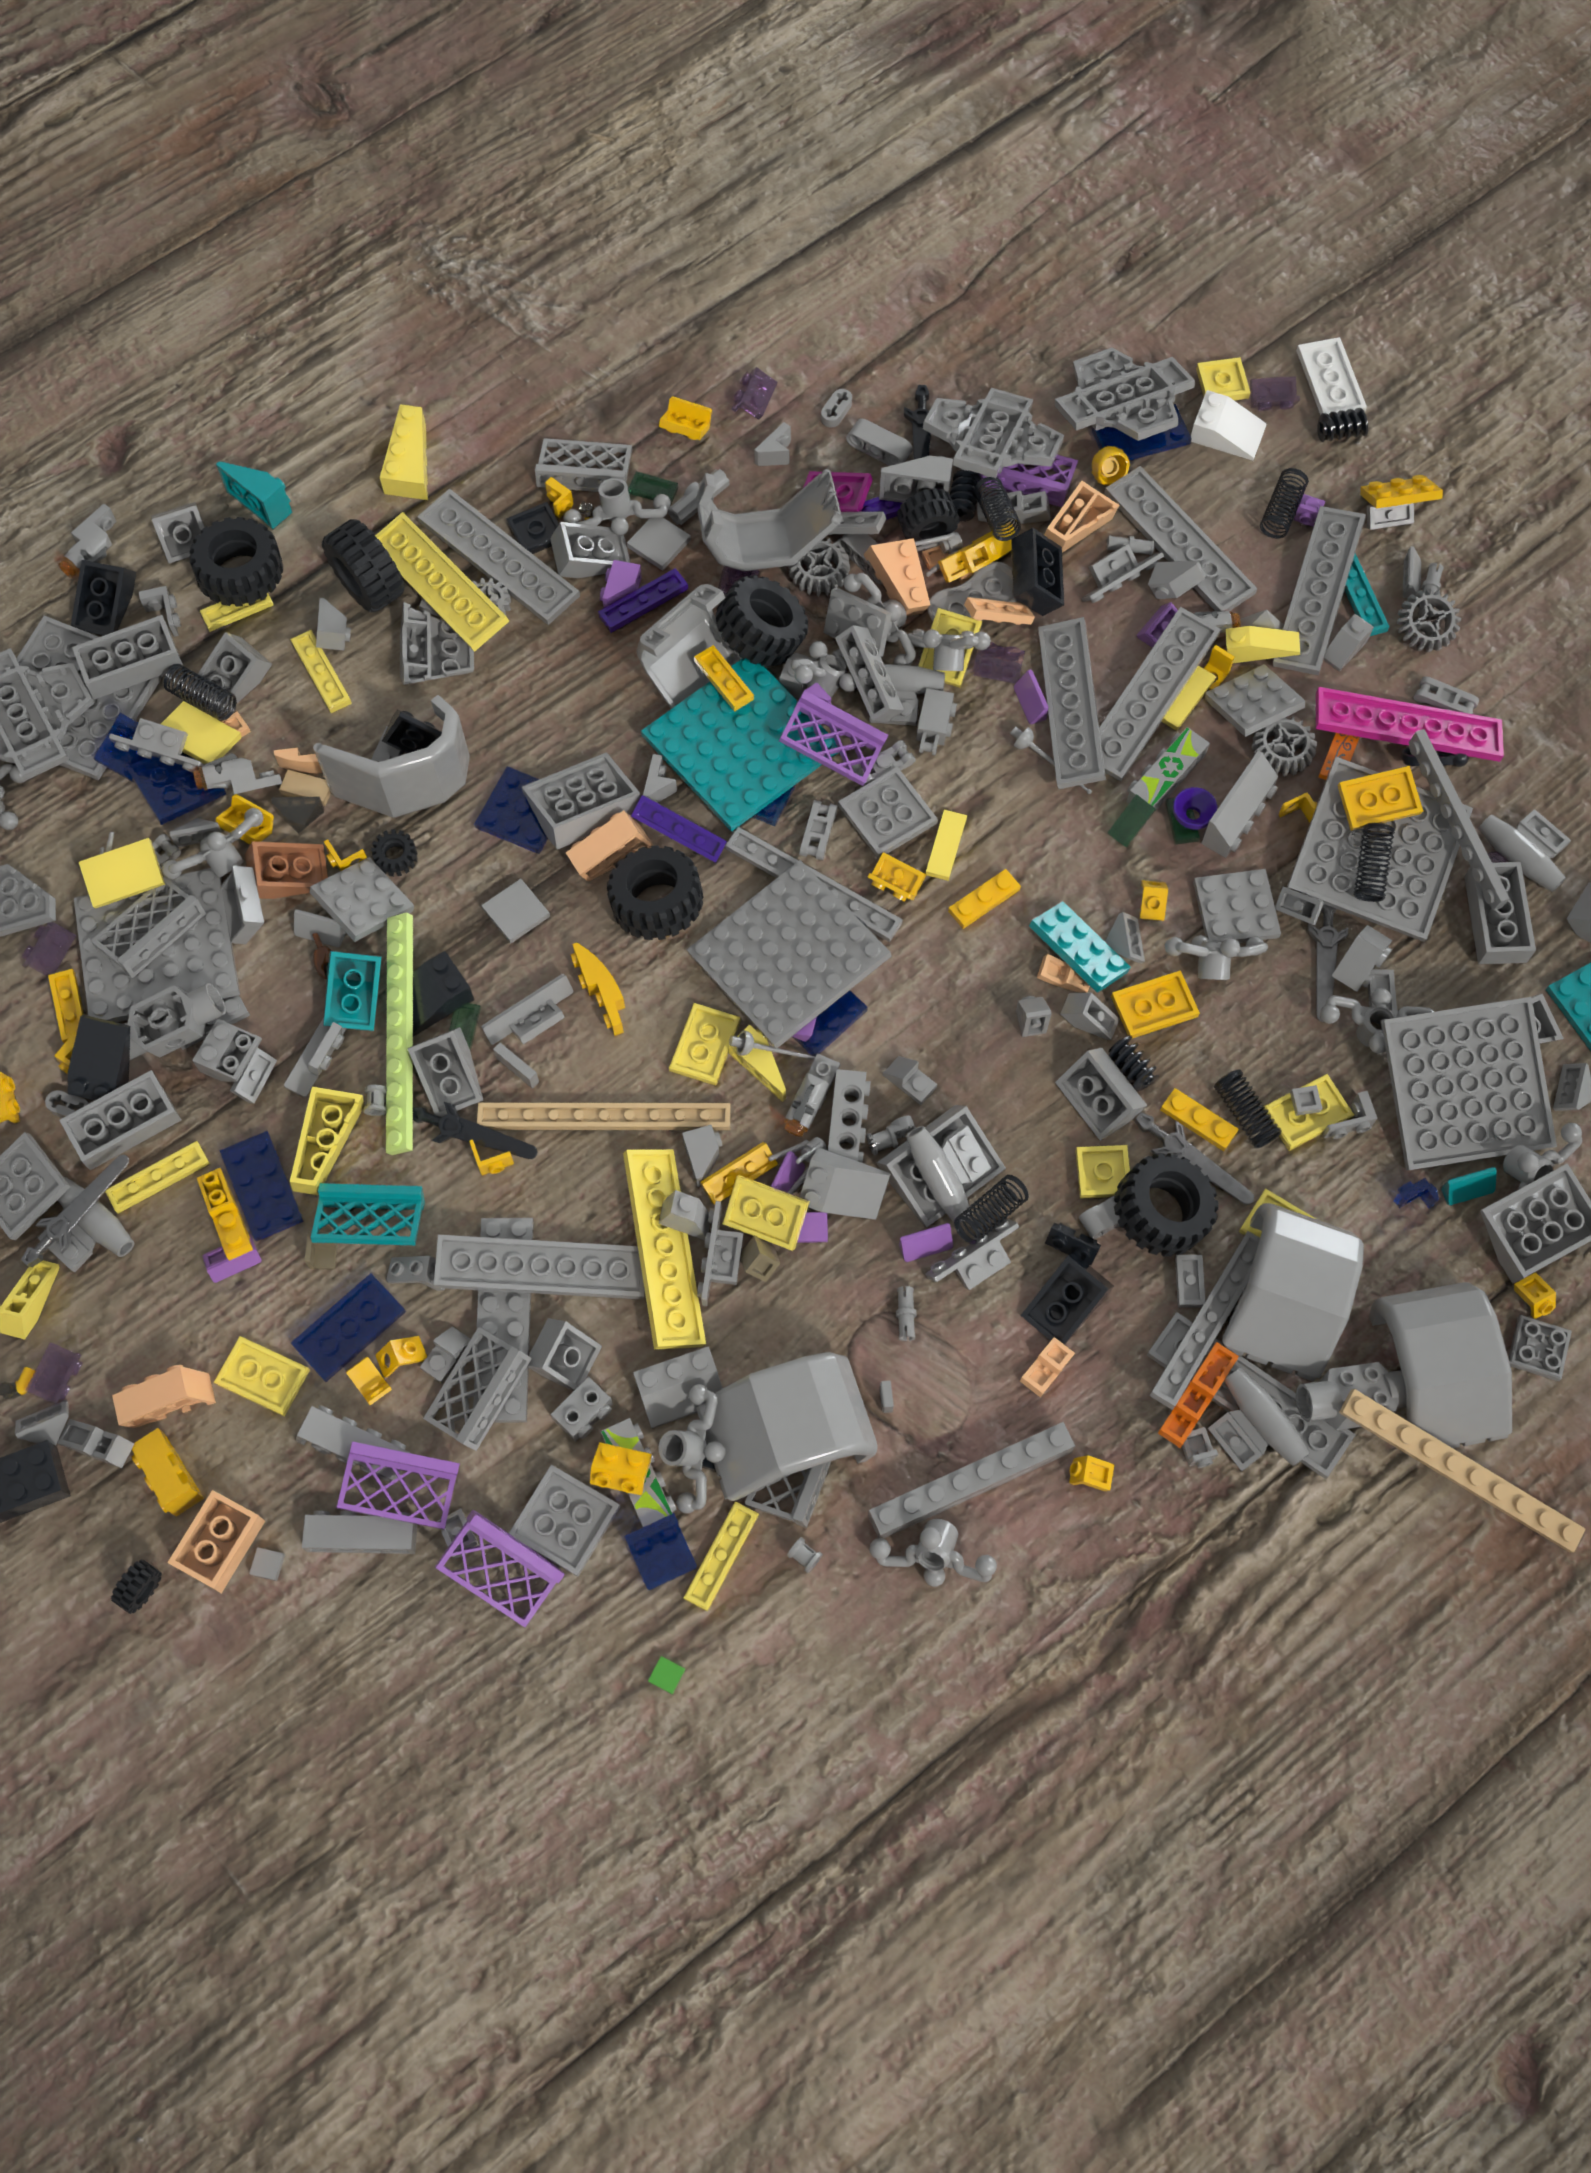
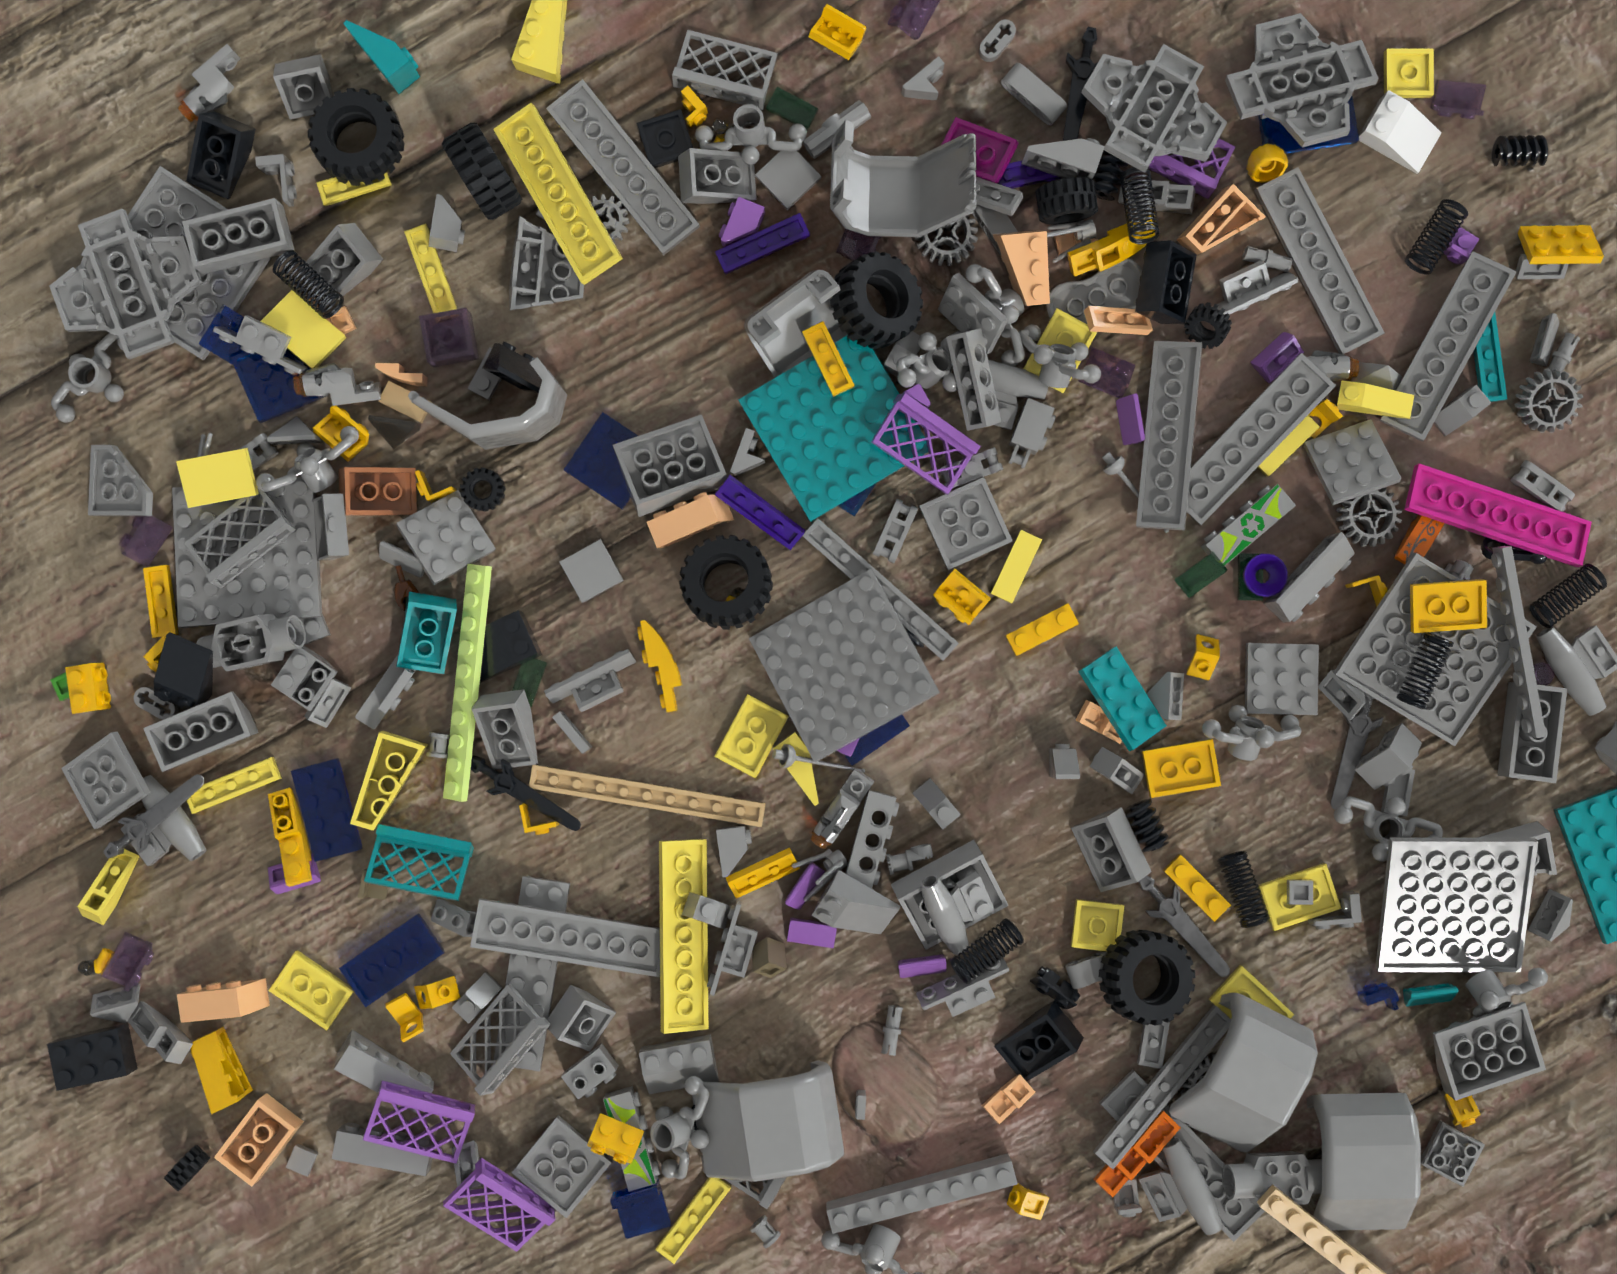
camera: 15 degrees right, 20 degrees up
(345, 719) = (449, 337): none -> clear purple brick
(766, 1212) = (781, 918): light yellow tile -> none
(1095, 594) = (1212, 316): none -> black tyre
(1175, 578) = (1303, 311): light grey slope -> none
(1330, 376) = (1523, 88): white plate -> none
(1510, 767) = (1548, 614): none -> black piece

